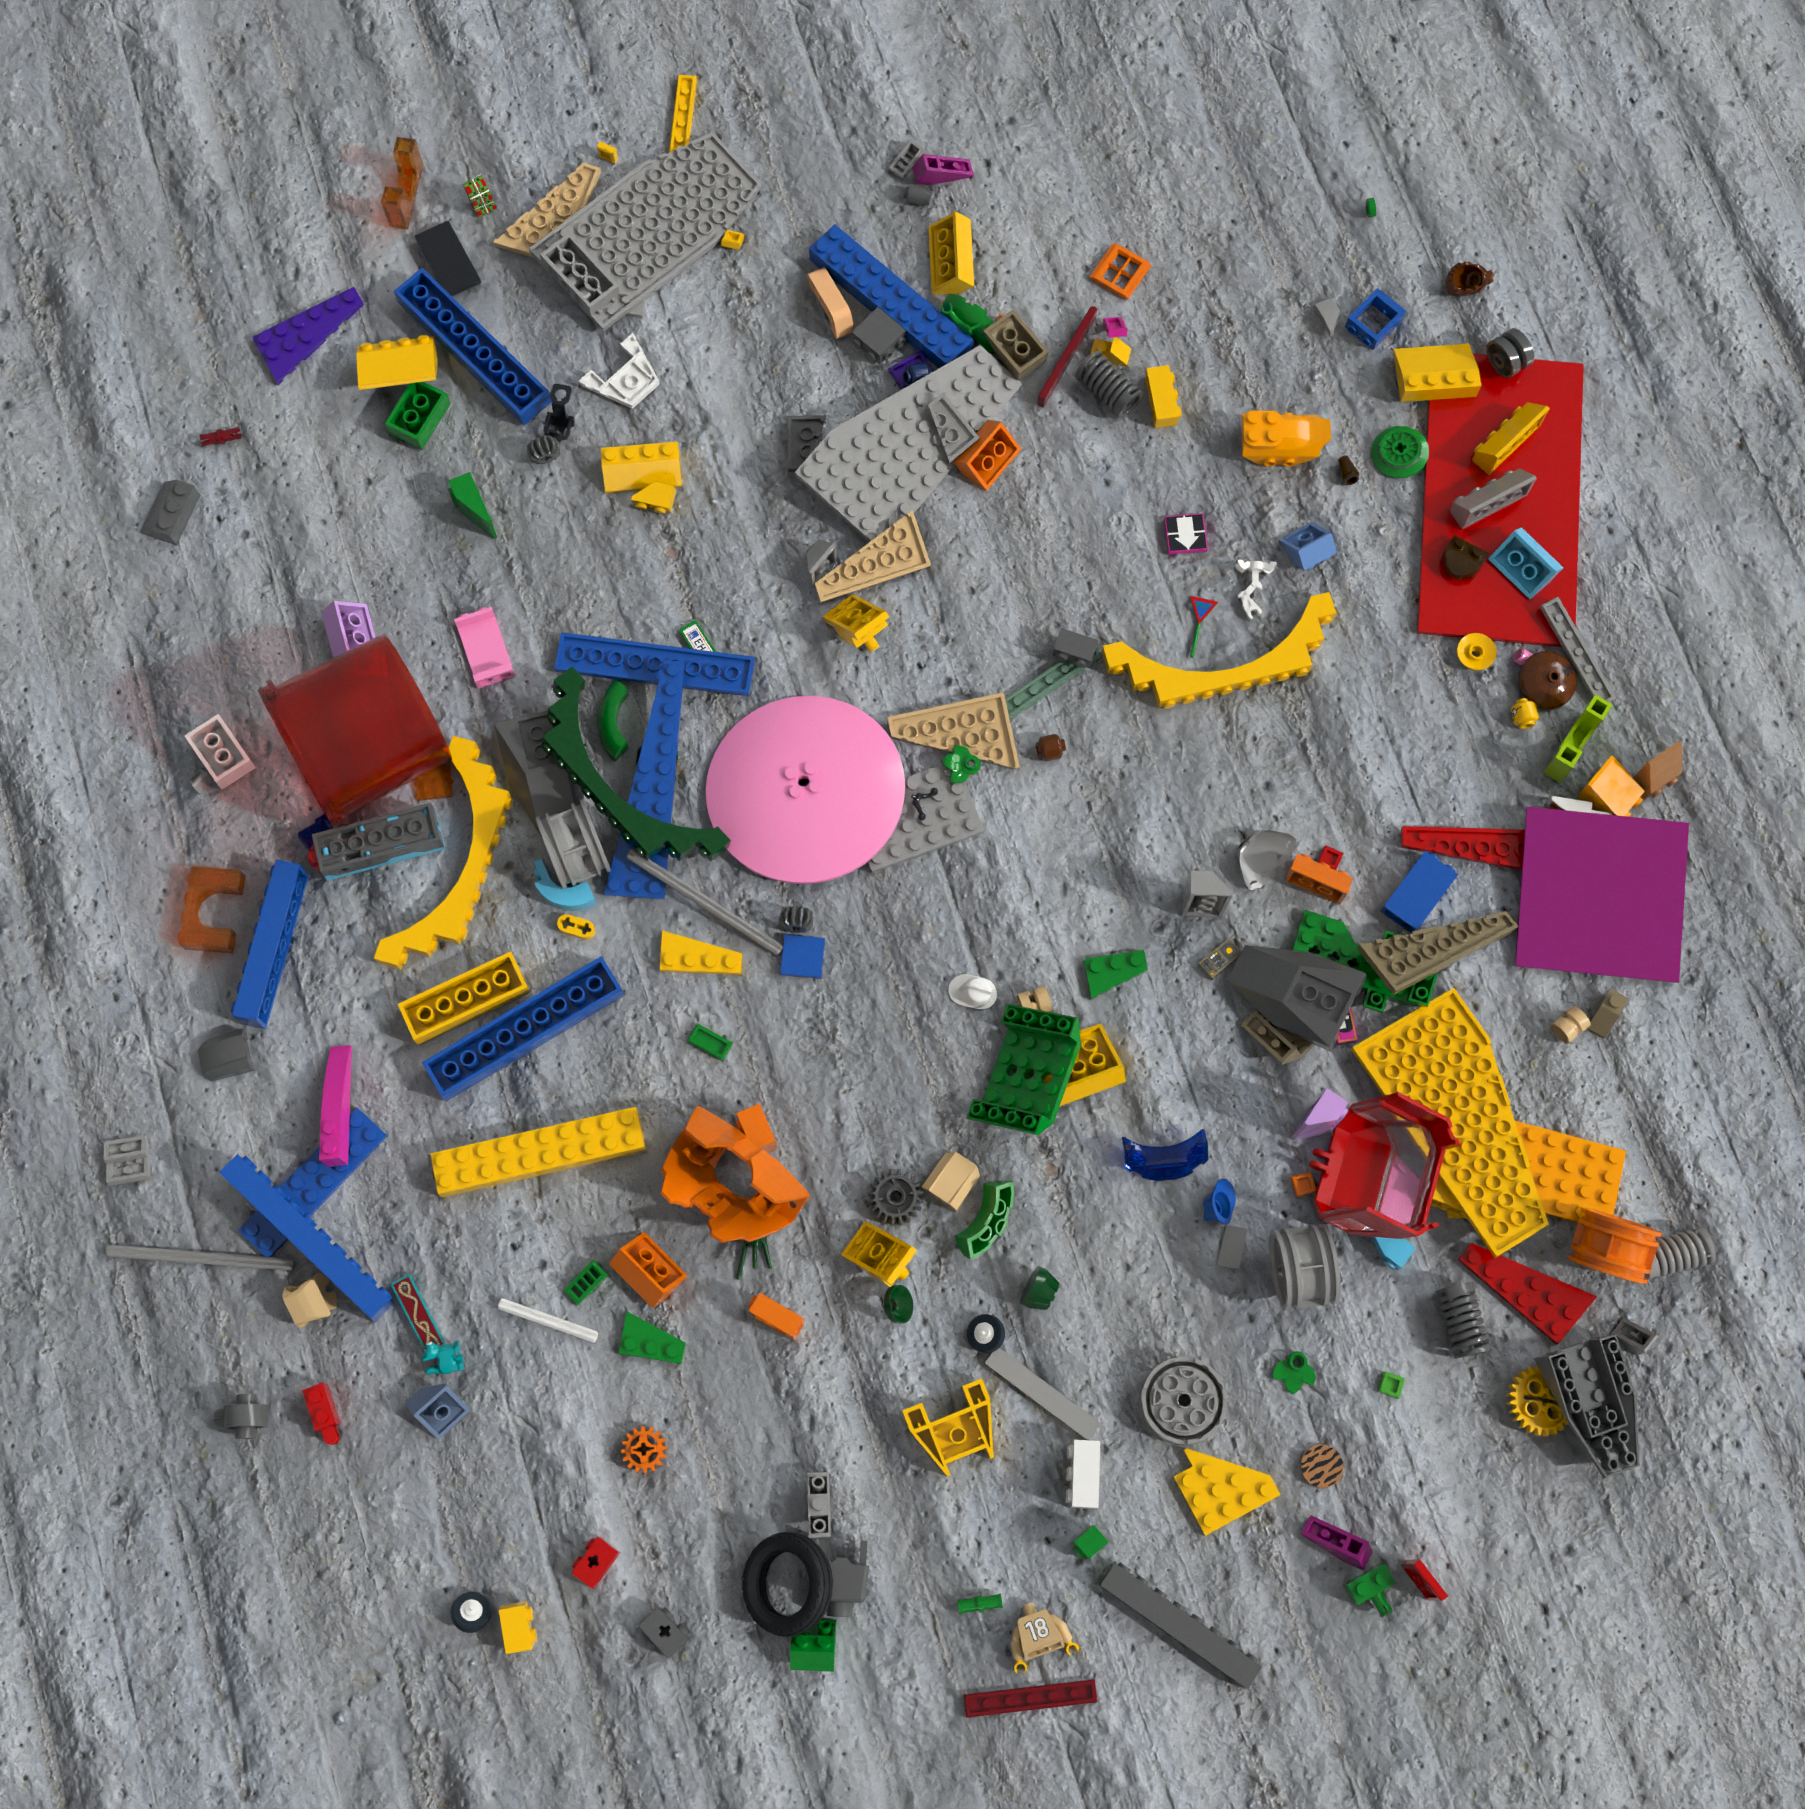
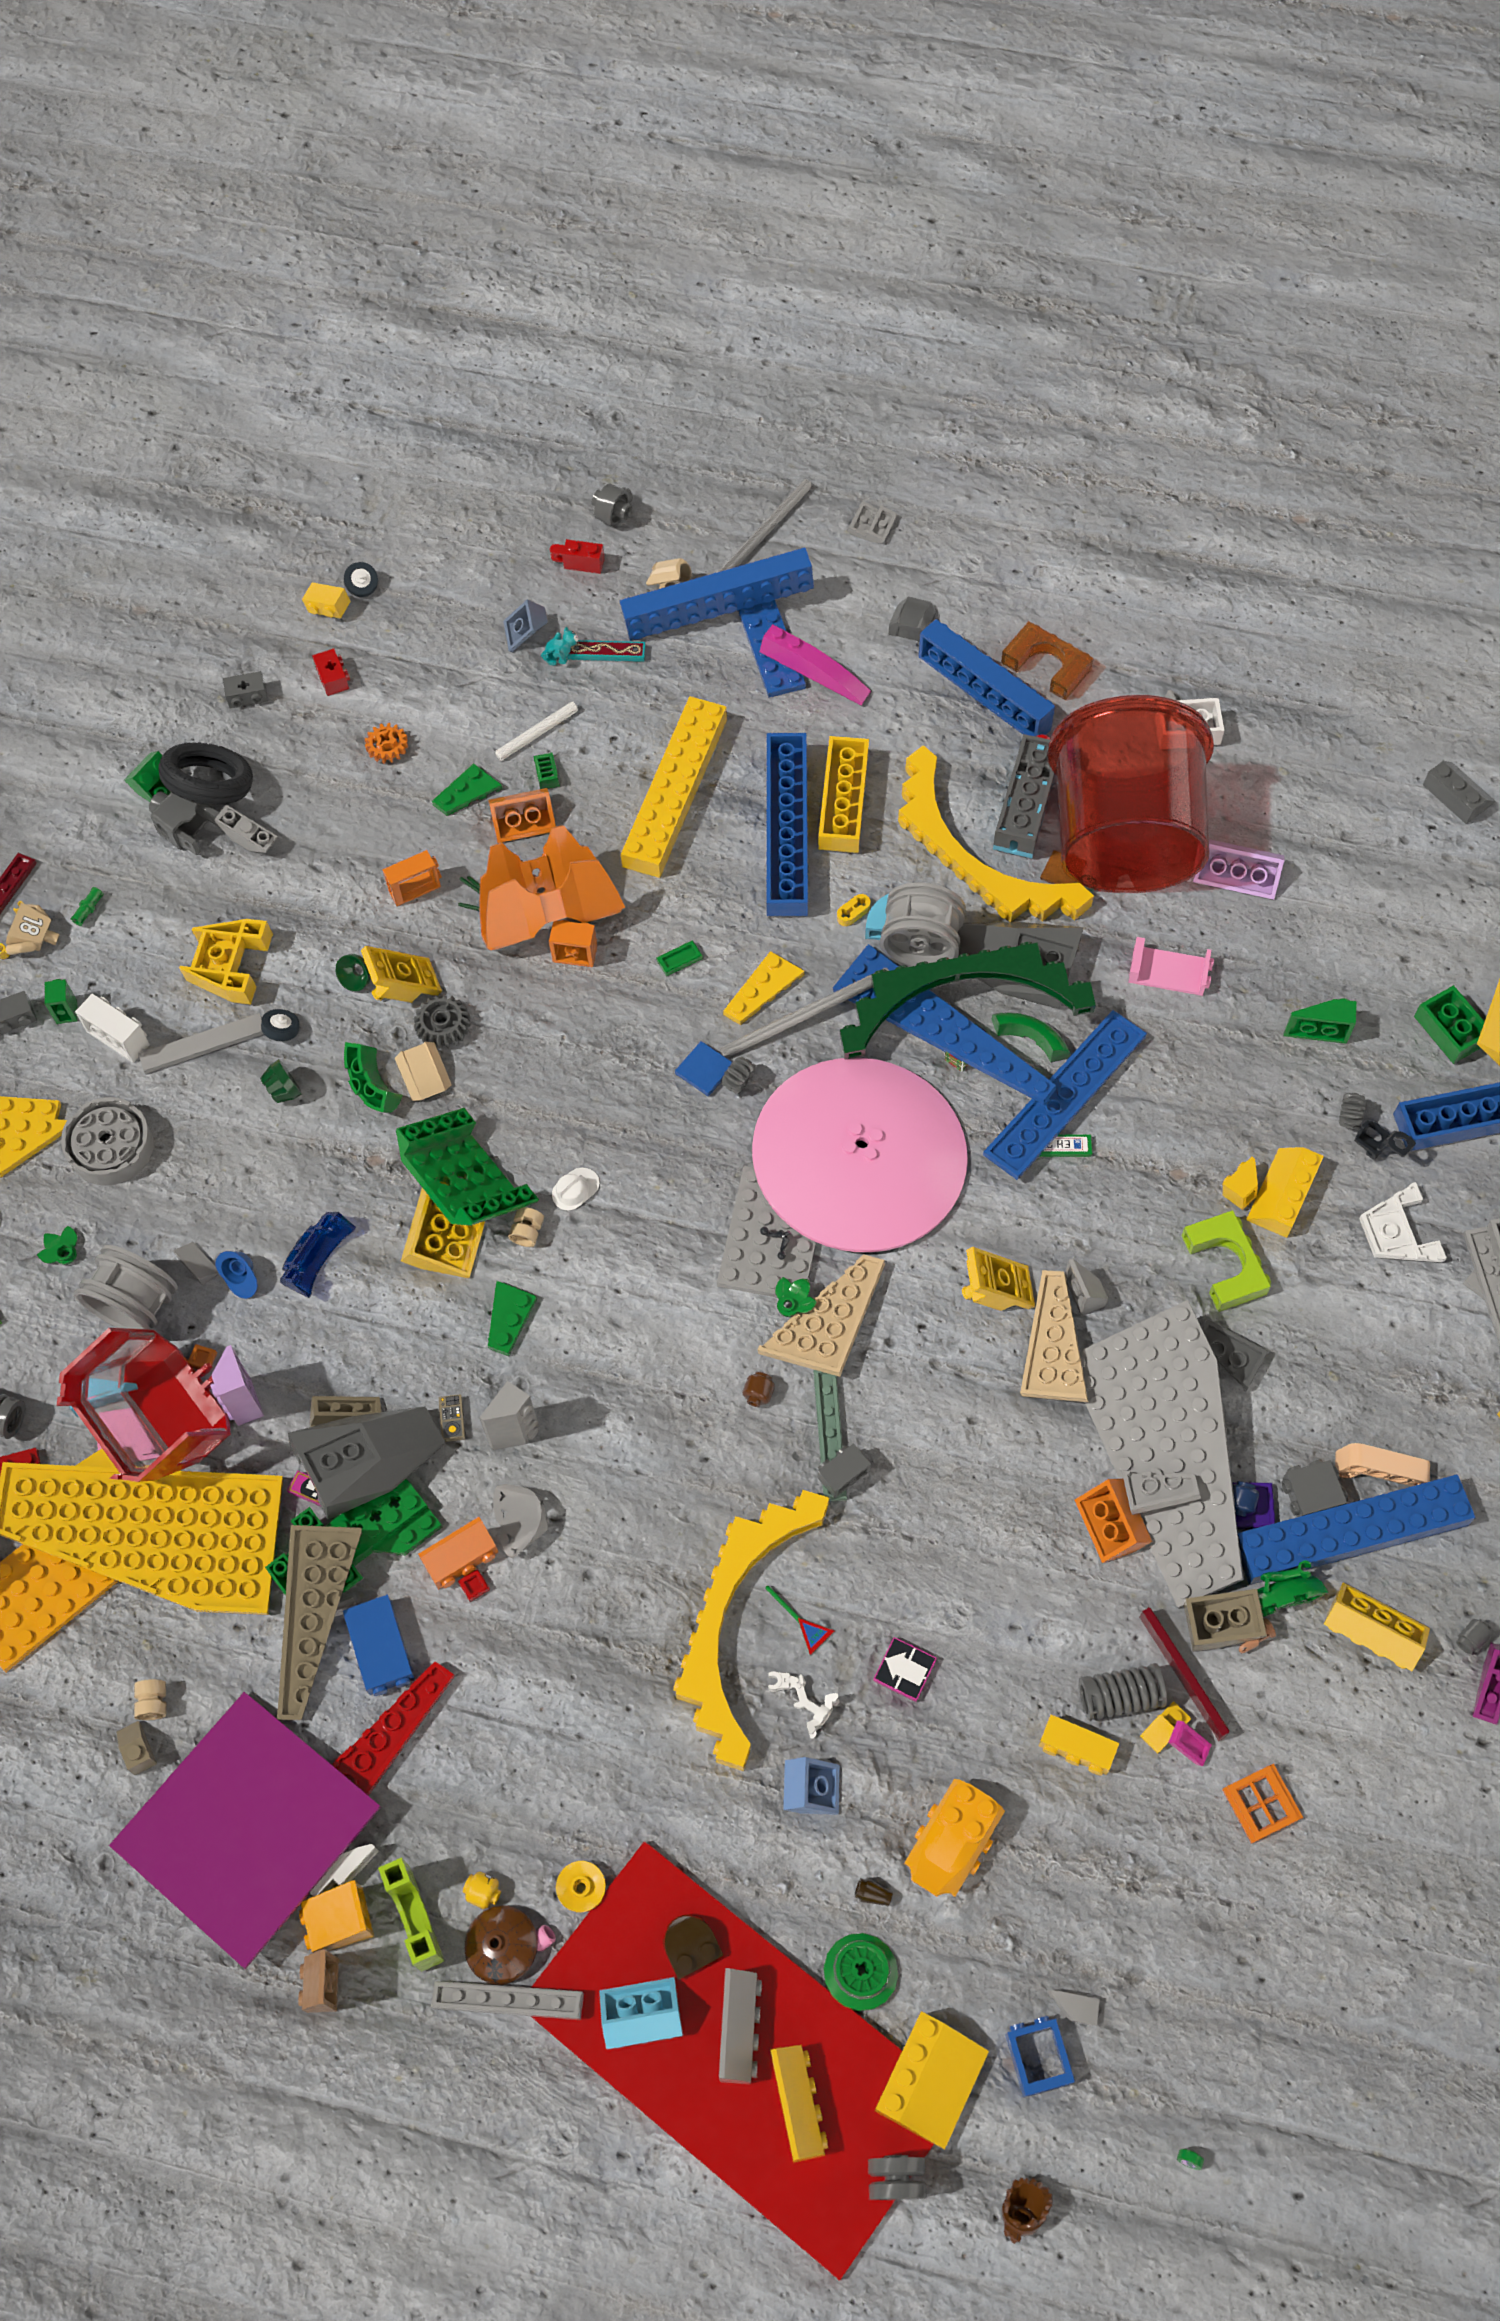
camera: 125 degrees right, 10 degrees down
(735, 455) = (1227, 1232): none -> lime arch

